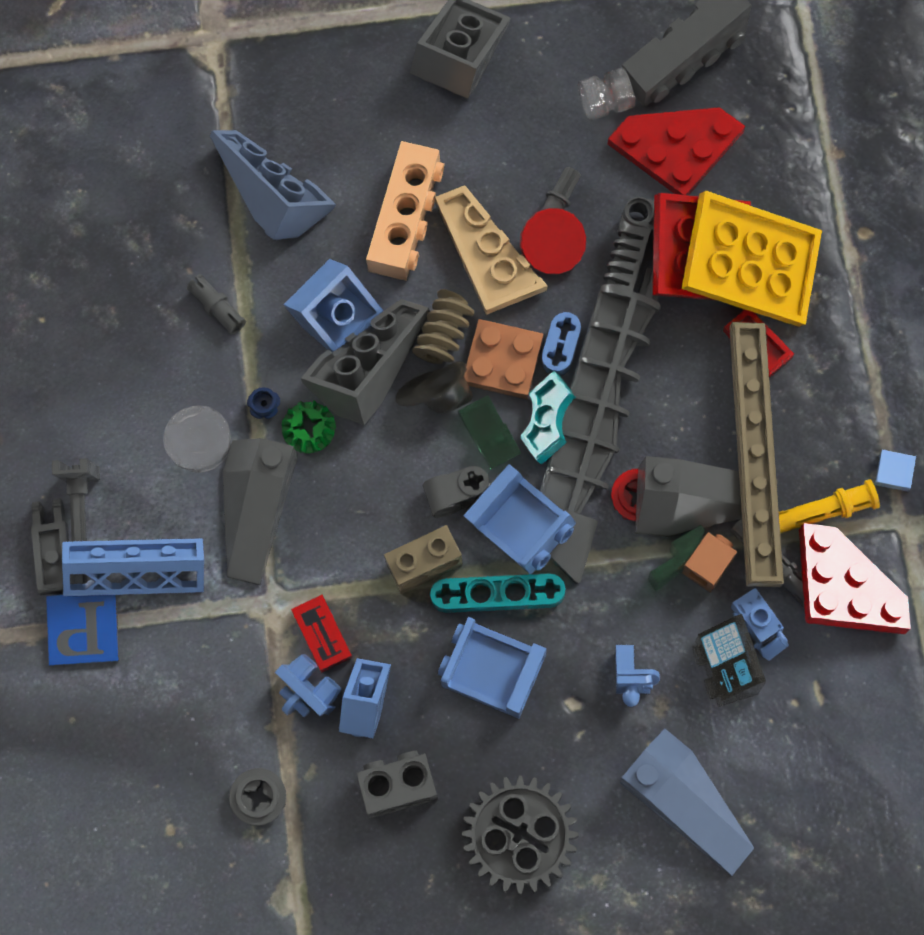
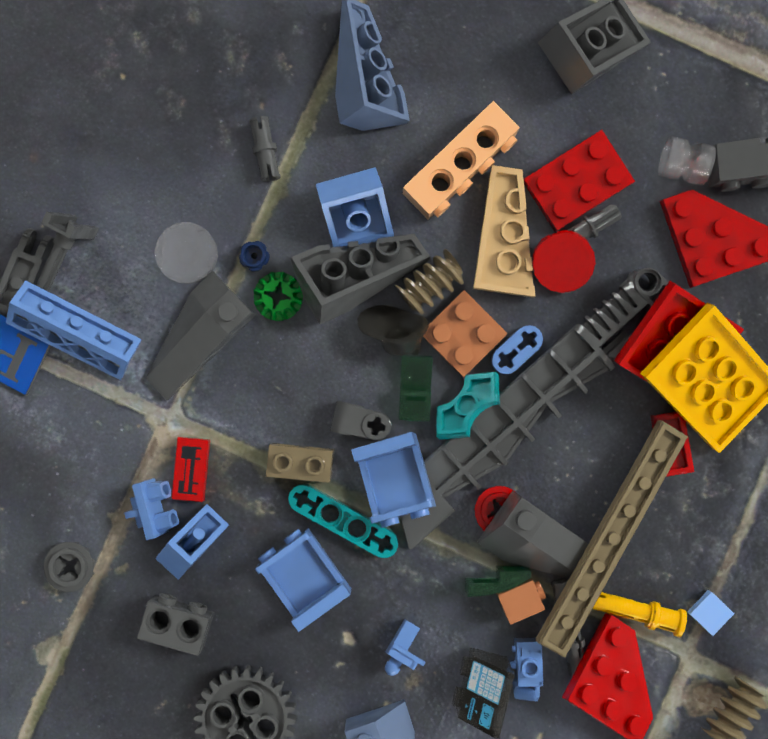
camera: 30 degrees right, 15 degrees up
(522, 167) = (578, 181): none -> red plate

